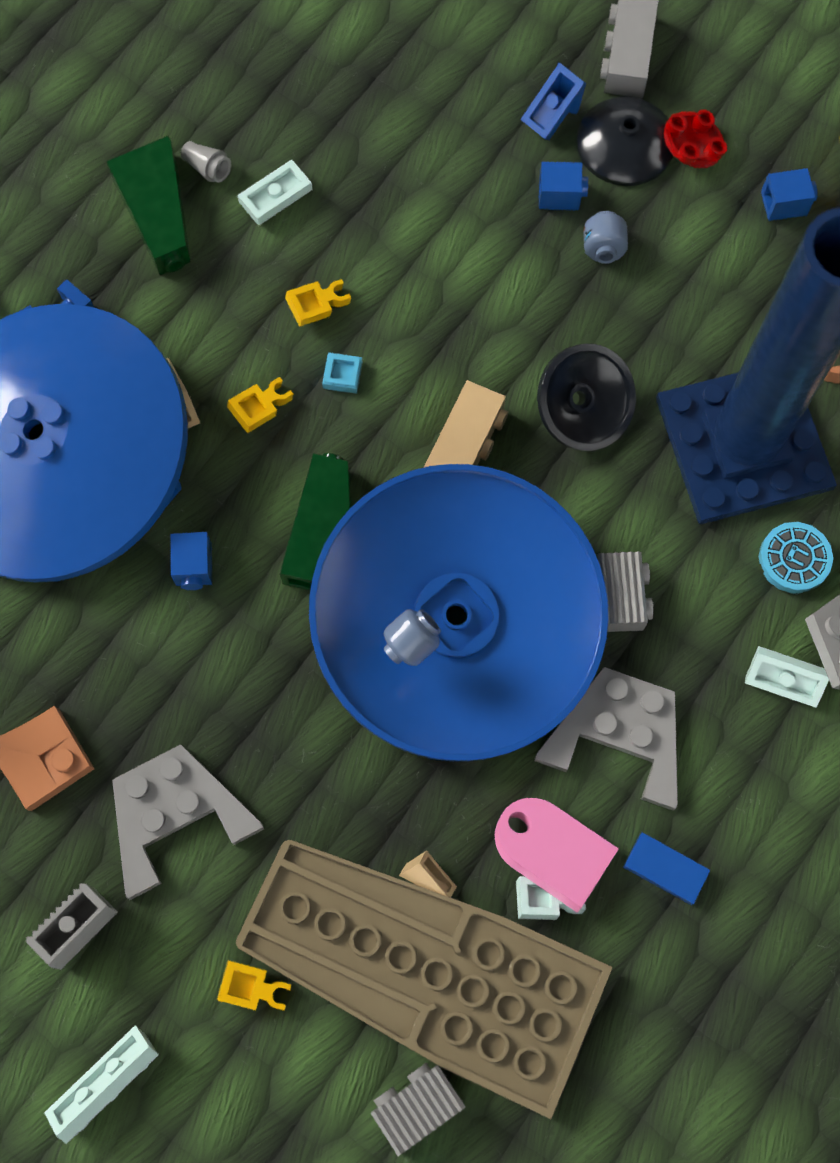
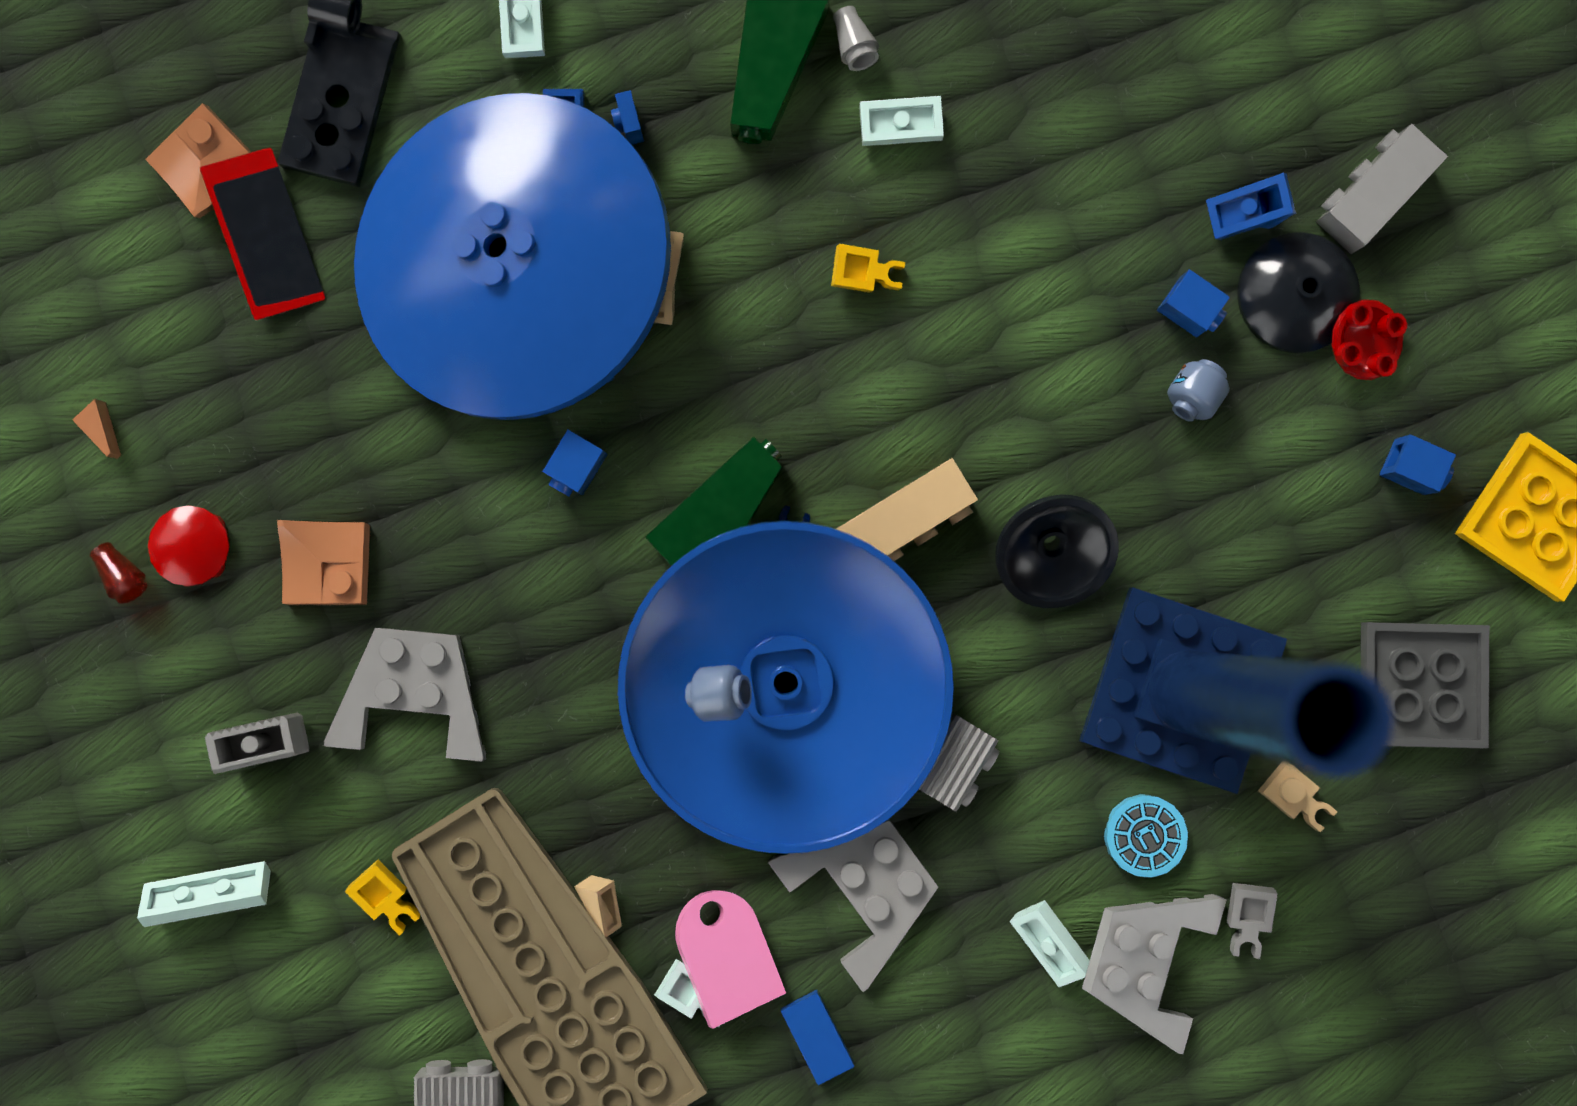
camera: 30 degrees right, 15 degrees up
(256, 406) = (733, 344): yellow plate -> none
(342, 373) = (842, 361): medium azure tile -> none

